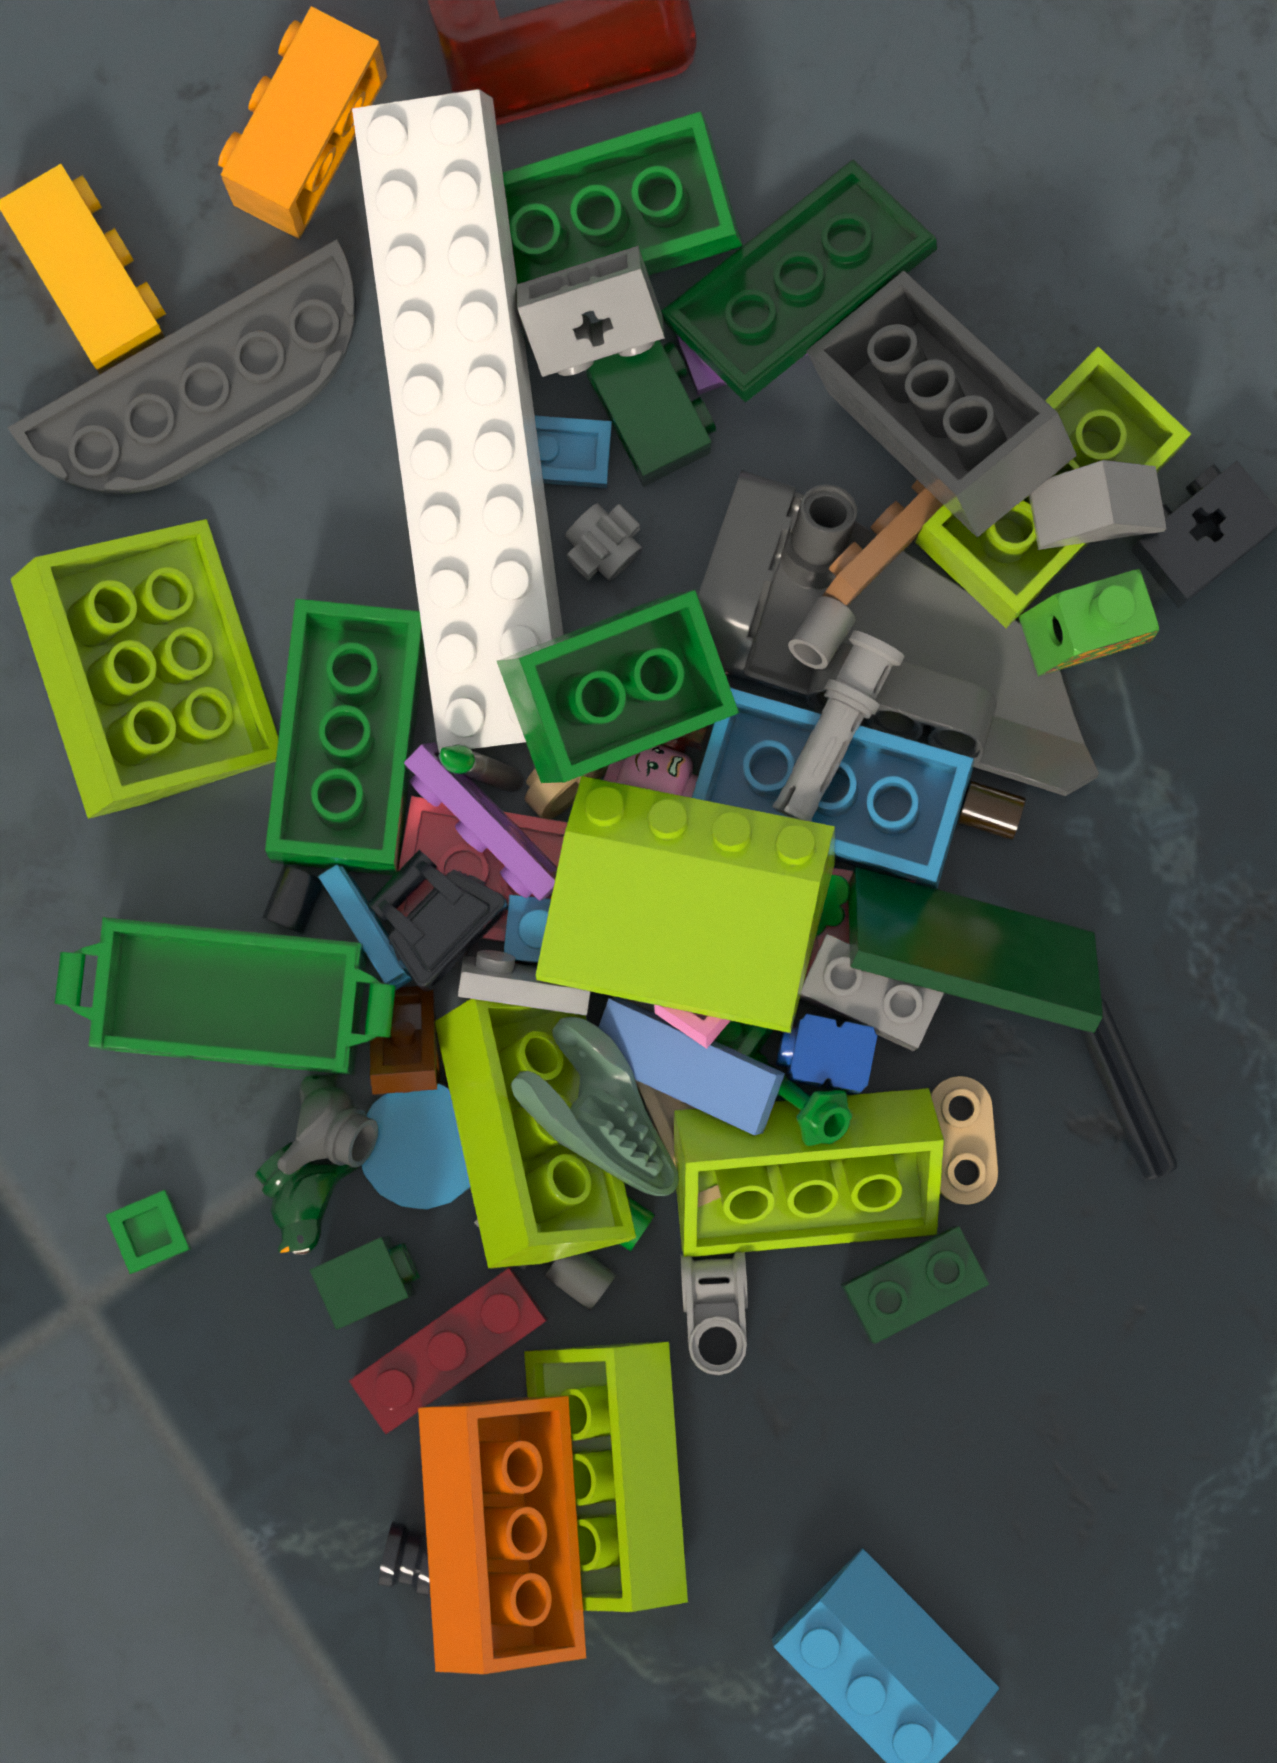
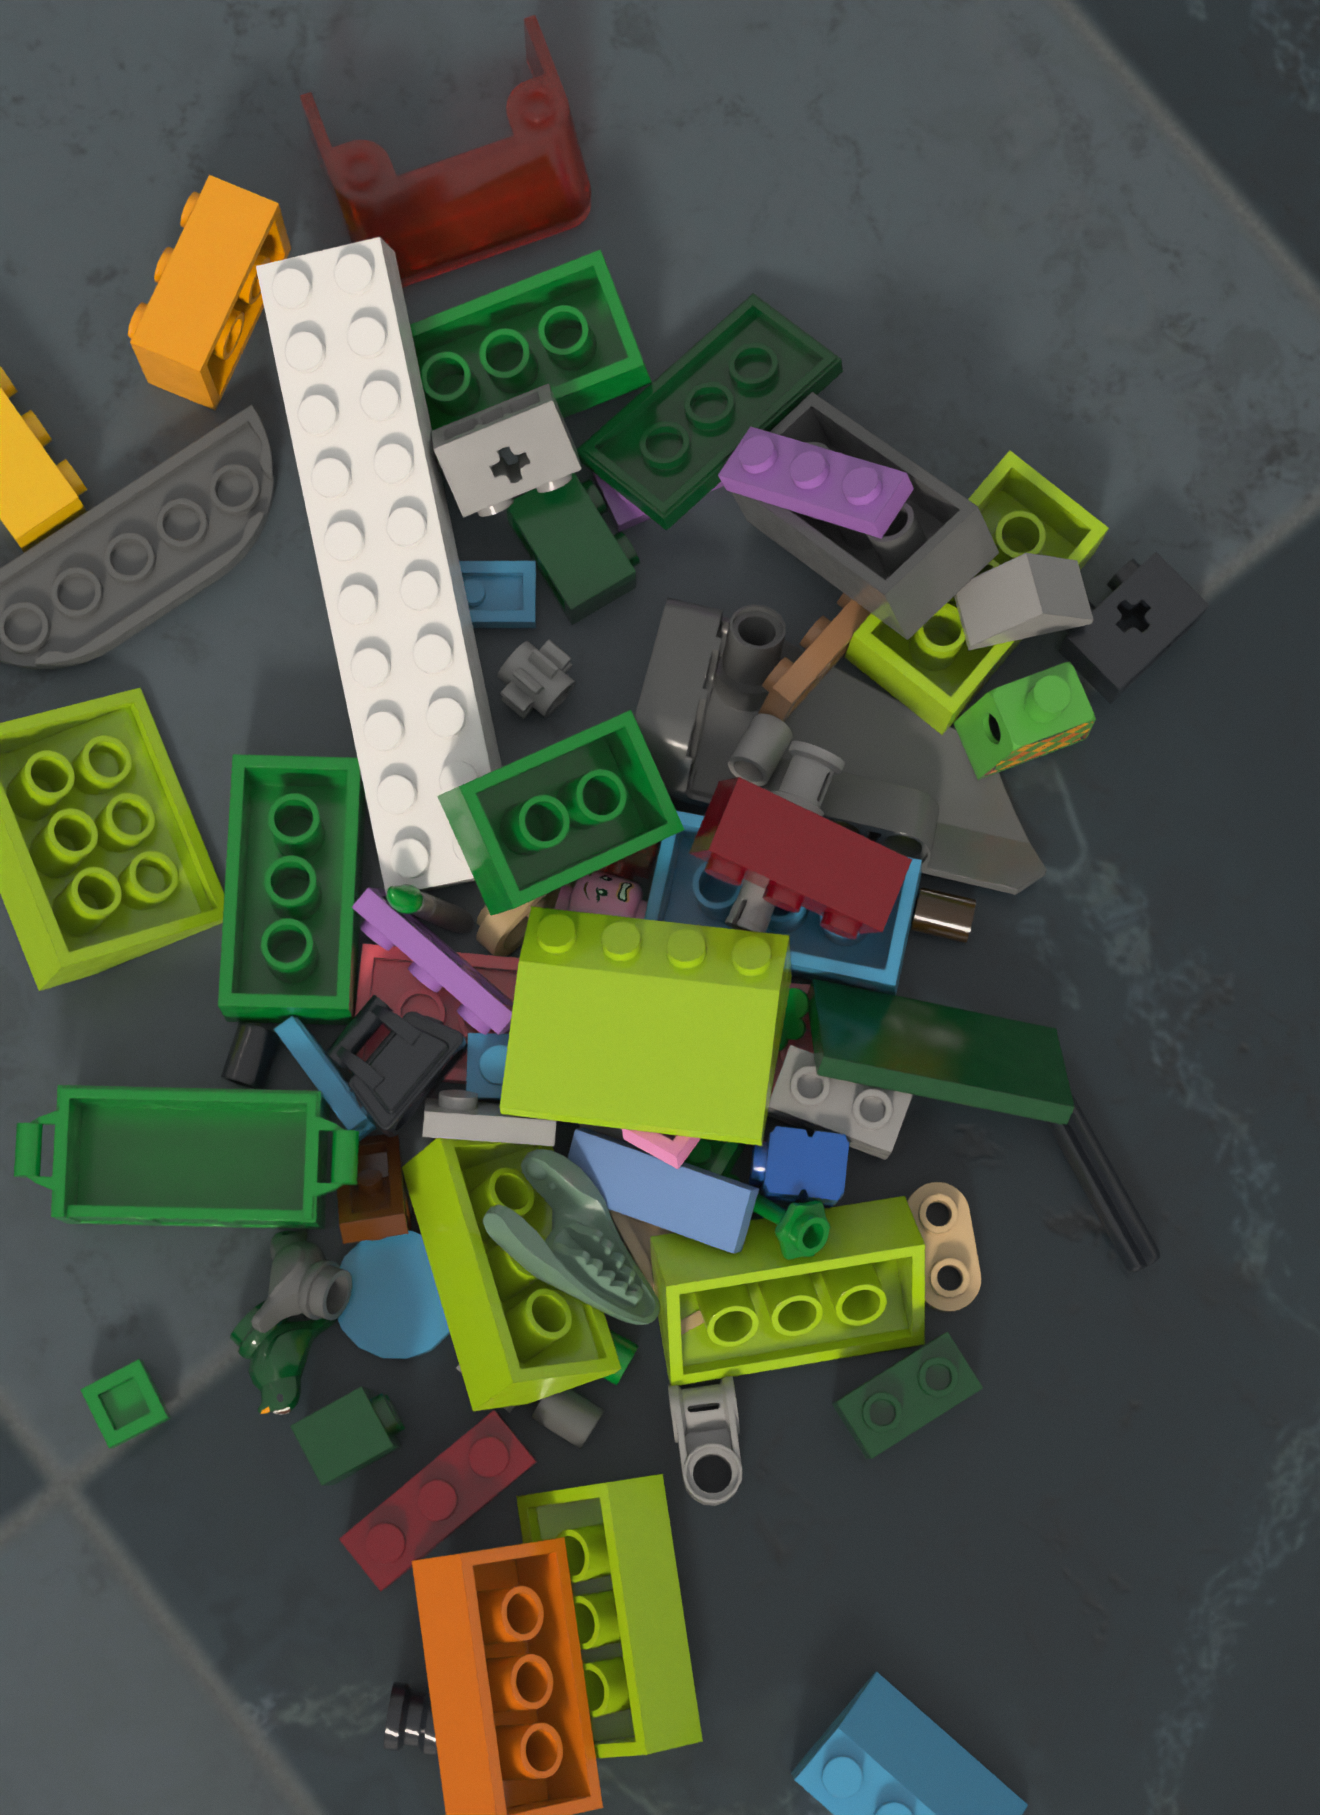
camera: 10 degrees left, 5 degrees down
(850, 752) = (799, 858): none -> dark red brick
(899, 369) = (816, 482): none -> medium lavender plate

